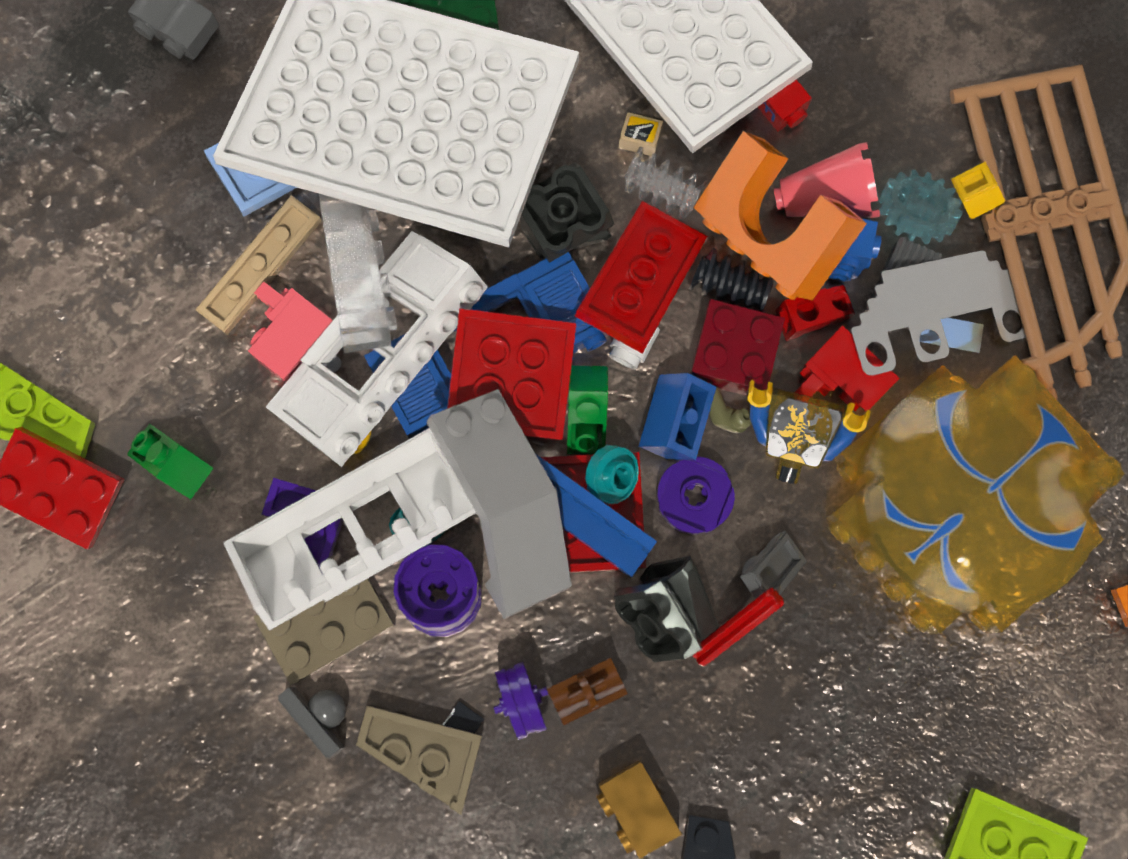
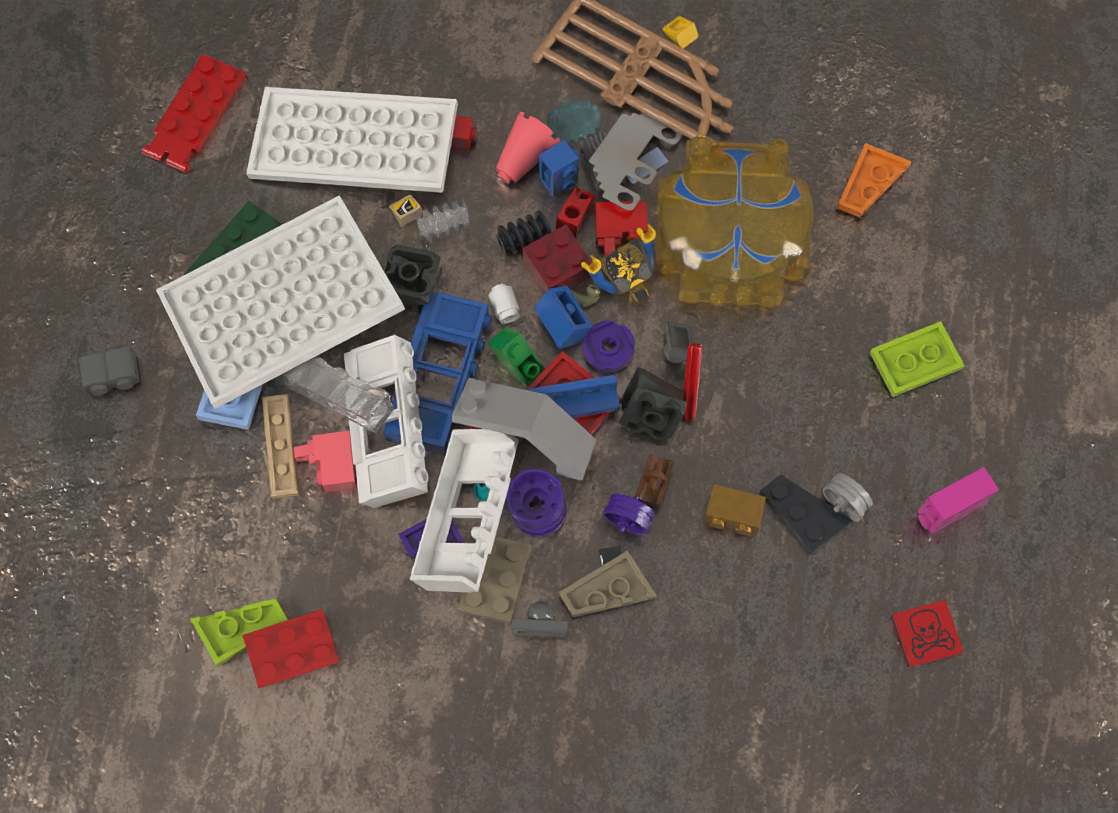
camera: 45 degrees left, 10 degrees down
(169, 461) = (336, 577): green slope -> none
(522, 359) = (462, 355): red plate -> none
(612, 474) = (561, 368): teal plate -> none
(641, 277) = (478, 270): red tile -> none
(733, 208) = (547, 190): orange arch -> none
(978, 190) = (592, 88): yellow slope -> none

